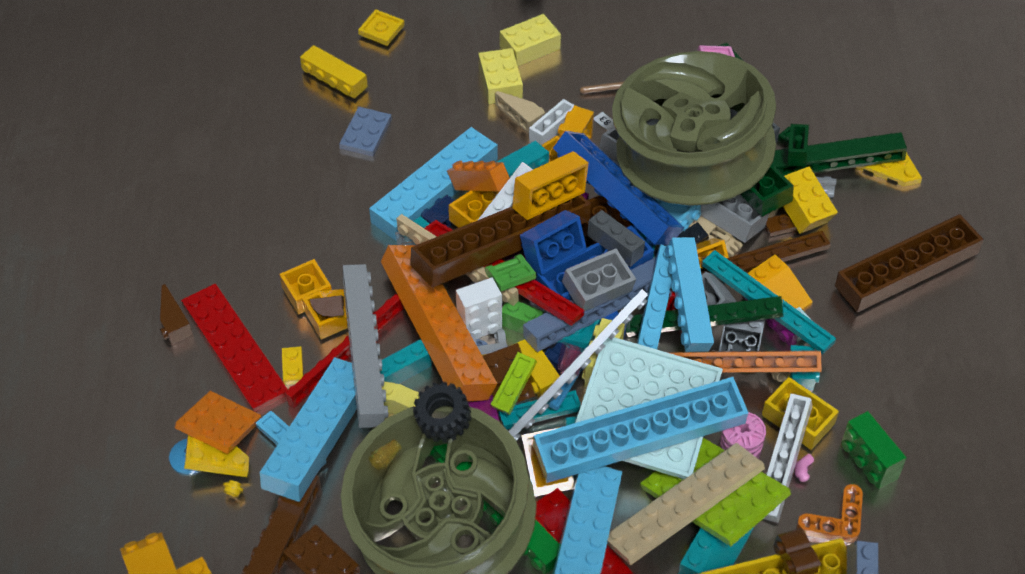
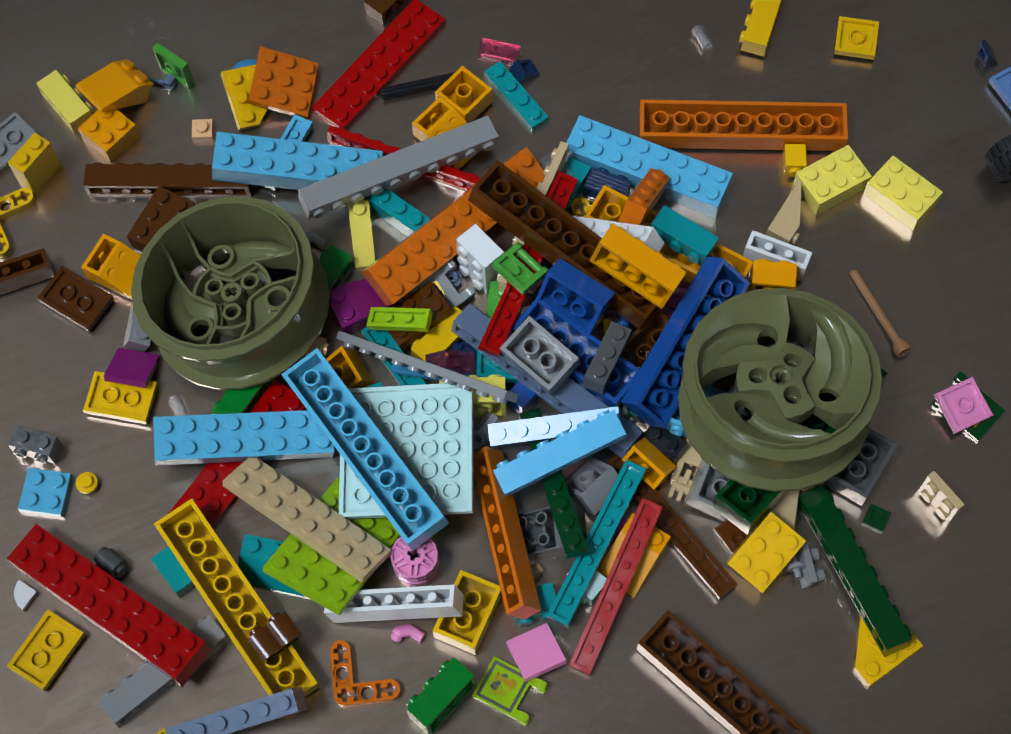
camera: 75 degrees right, 15 degrees up
(151, 508) = (173, 65): none -> bright green tile
(160, 525) = (168, 82): none -> sand blue hand
(229, 508) = (202, 130): none -> light nougat plate
(232, 488) = (220, 123): yellow plate -> none
(269, 255) = (498, 51): none -> clear pink plate
(273, 321) = (414, 86): none -> black axle
(292, 365) = (375, 121): yellow plate -> none
(298, 244) = (524, 70): none -> dark blue slope
(322, 254) = (516, 96): none -> teal plate
(329, 305) = (433, 120): reddish brown brick -> none
(330, 117) = (702, 38): none -> clear pin
(365, 131) = (698, 77): sand blue plate -> none
(384, 455) = (234, 219): clear yellow cone -> none
(426, 113) = (743, 124): none -> orange brick
(437, 397) = (280, 234): black tyre -> none
(471, 93) = (793, 159): none -> yellow brick
(790, 88) = (941, 497): none -> tan plate
(798, 145) = (835, 521): dark green brick -> none
(808, 301) = (616, 586): none -> red plate
(845, 378) = (536, 652): none -> bright pink tile
(867, 400) = (504, 689): none -> lime flag

